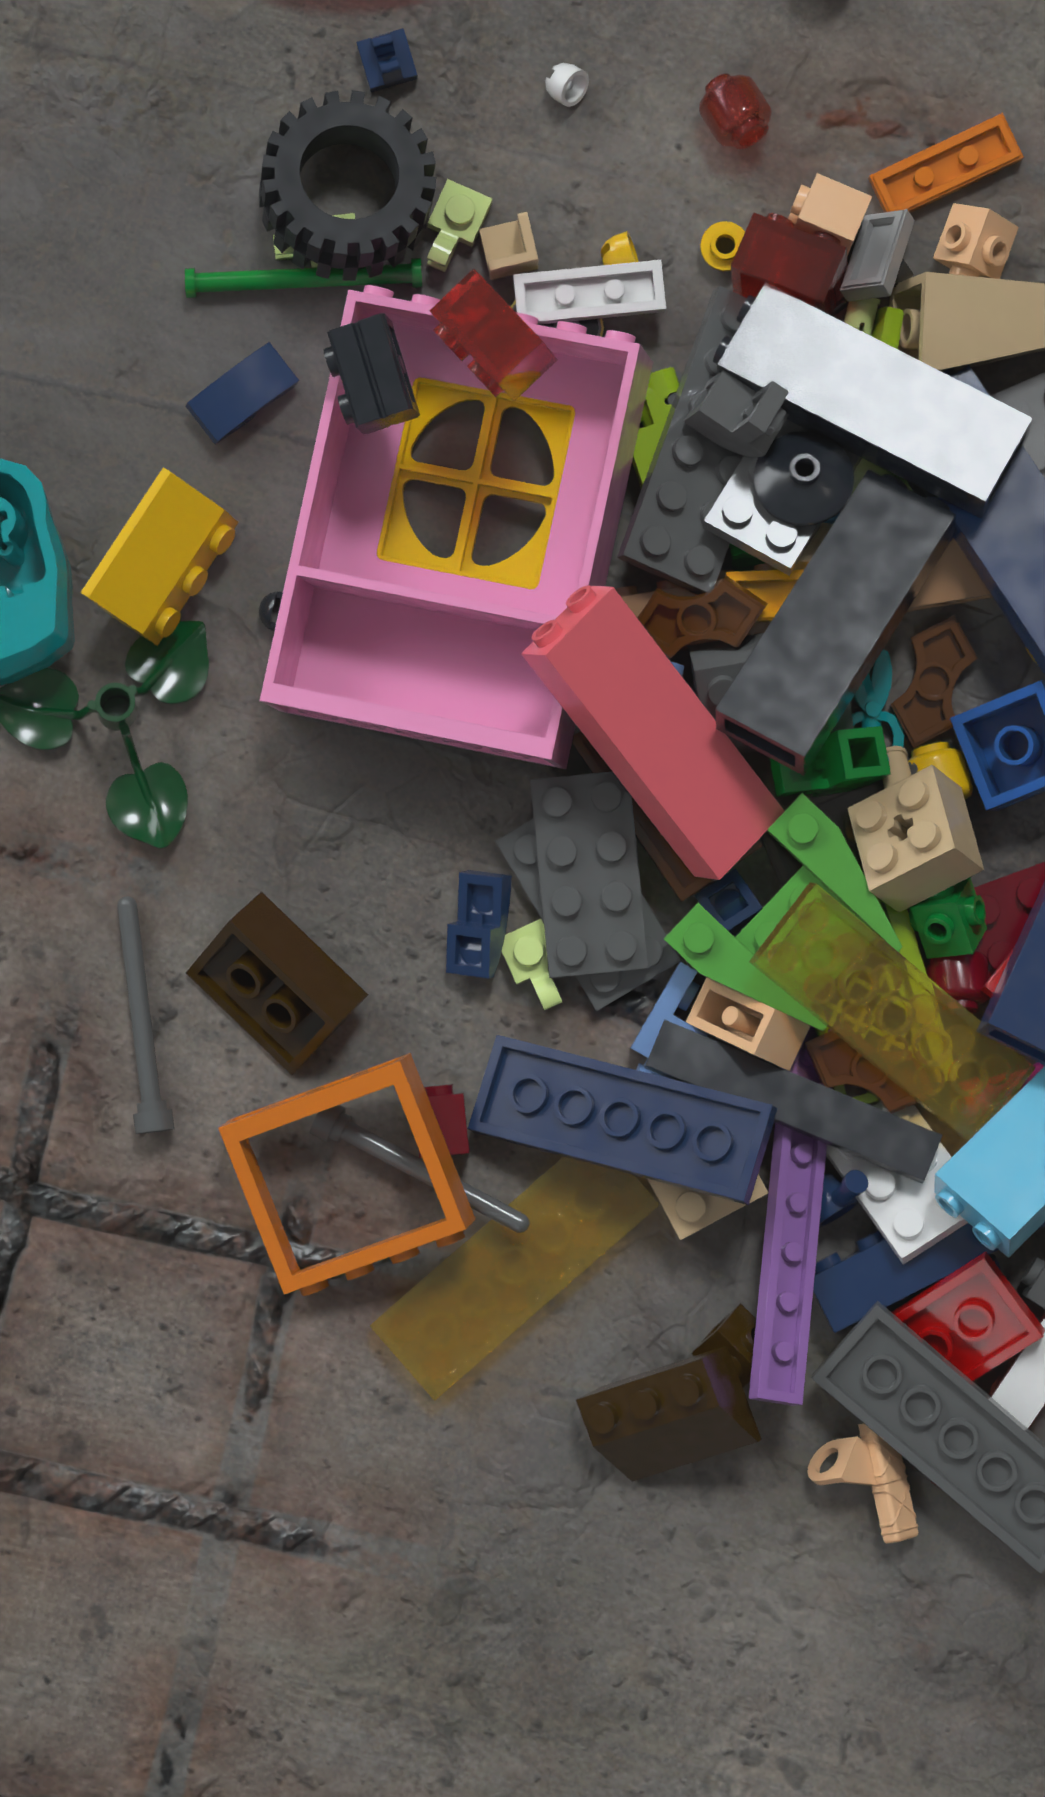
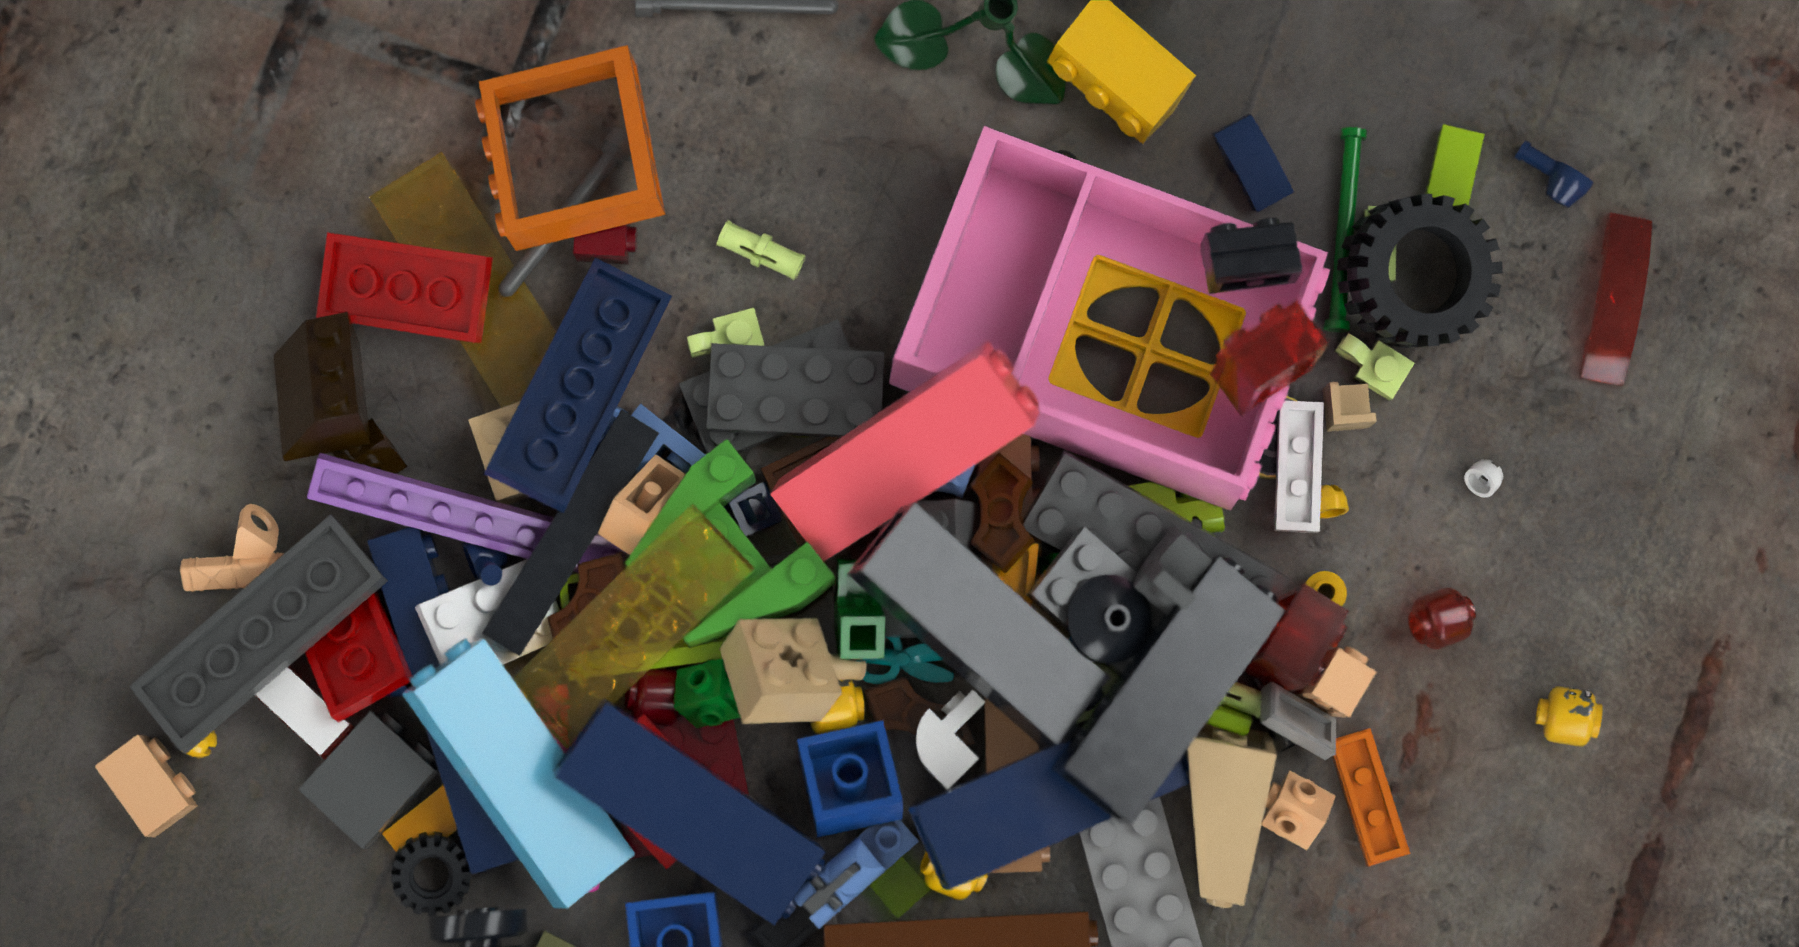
camera: 95 degrees right, 5 degrees down
(213, 35) = (1564, 183): none -> dark blue bar
(214, 163) = (1455, 164): none -> lime tile
(276, 983) = (745, 118): dark brown slope -> none
(387, 60) = (1524, 328): dark blue tile -> none
(427, 941) = (761, 250): none -> yellowish green pin
(481, 925) = (759, 293): dark blue slope -> none
(536, 1340) = (405, 287): none -> red plate
(965, 653) = (938, 745): none -> white brick

